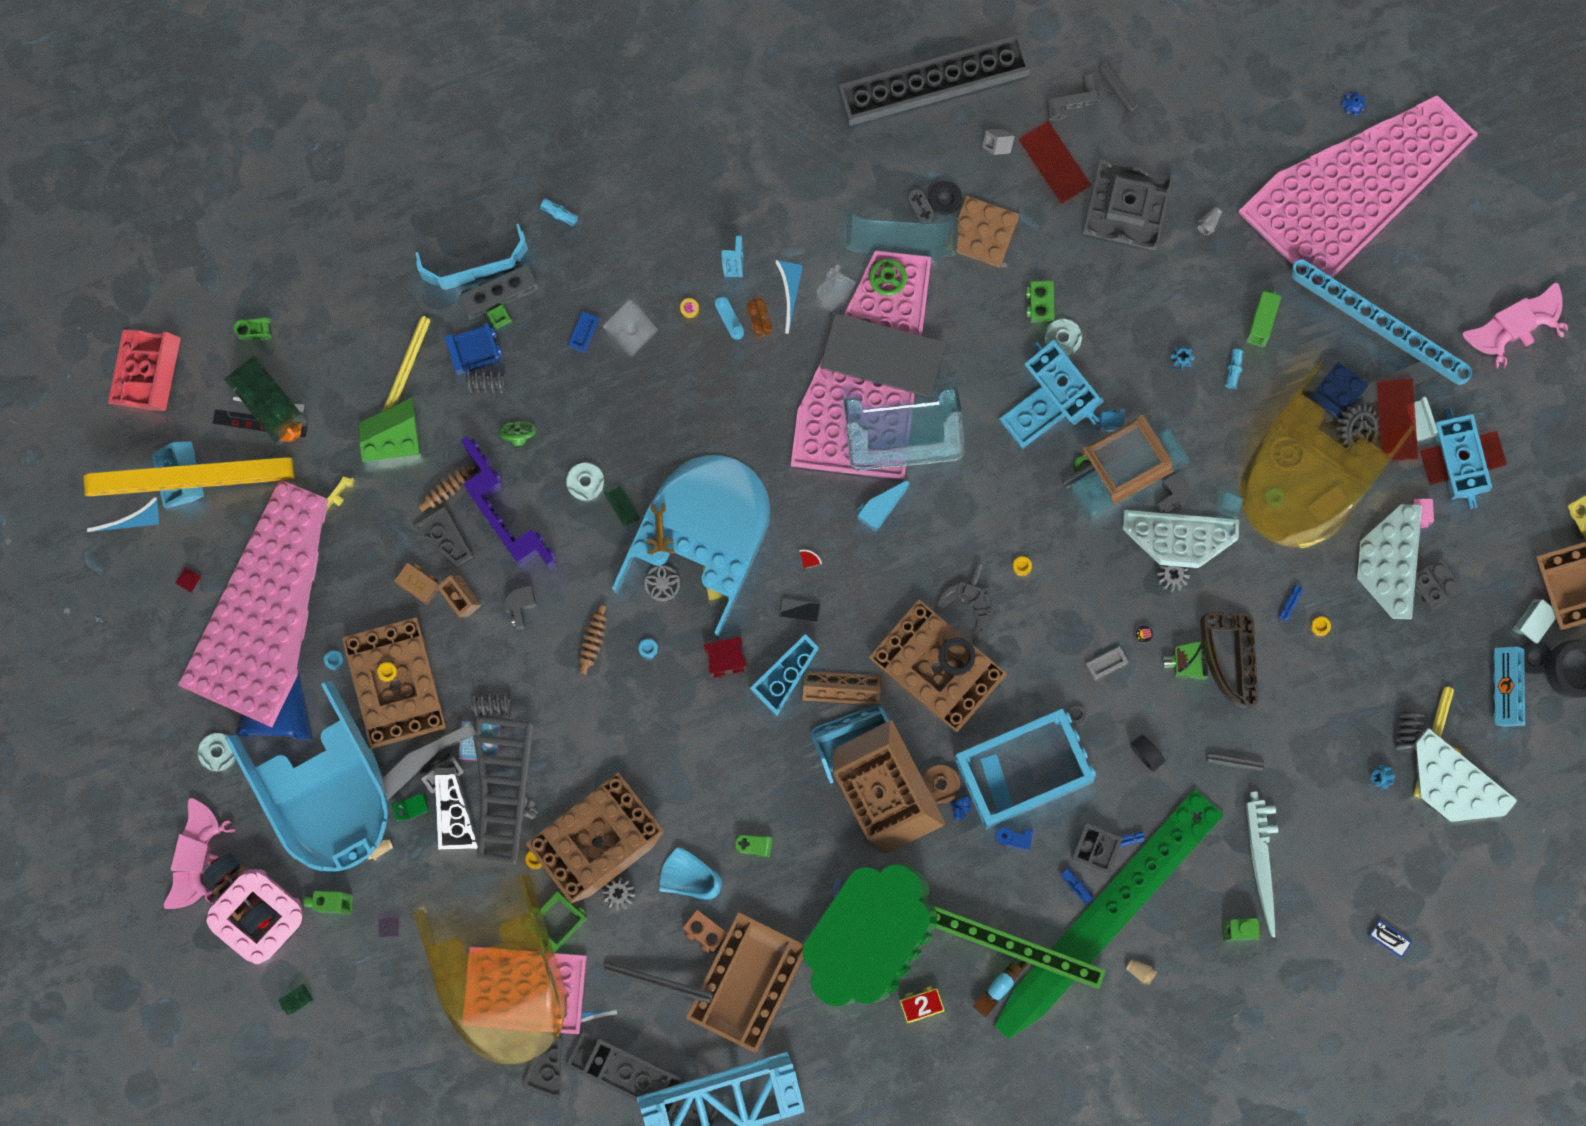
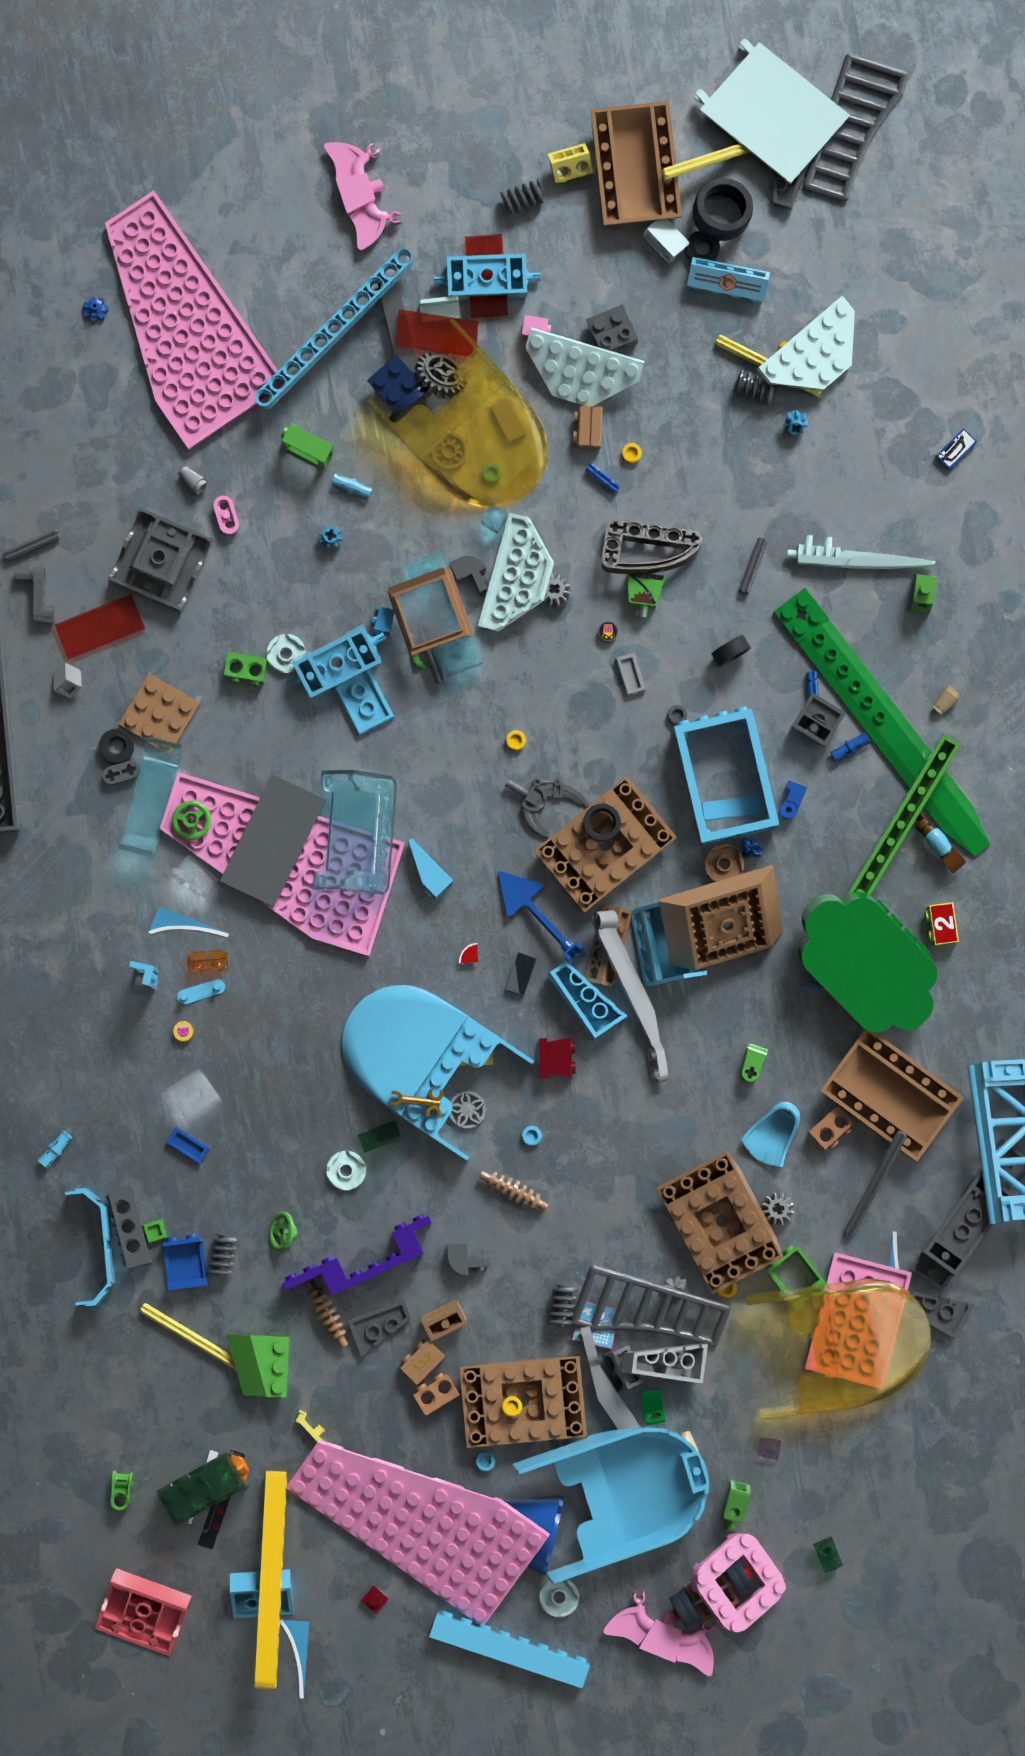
camera: 90 degrees left, 5 degrees up
(159, 713) = (510, 1650): none -> medium azure brick
(385, 605) = (438, 1398): none -> nougat brick
(859, 679) = (605, 924): none -> light grey piece
(876, 594) = (518, 893): none -> blue piece
(1182, 257) = (226, 515): none -> bright pink plate
(1337, 580) = (589, 427): none -> medium nougat brick
(1546, 477) = (523, 196): none -> dark grey piece

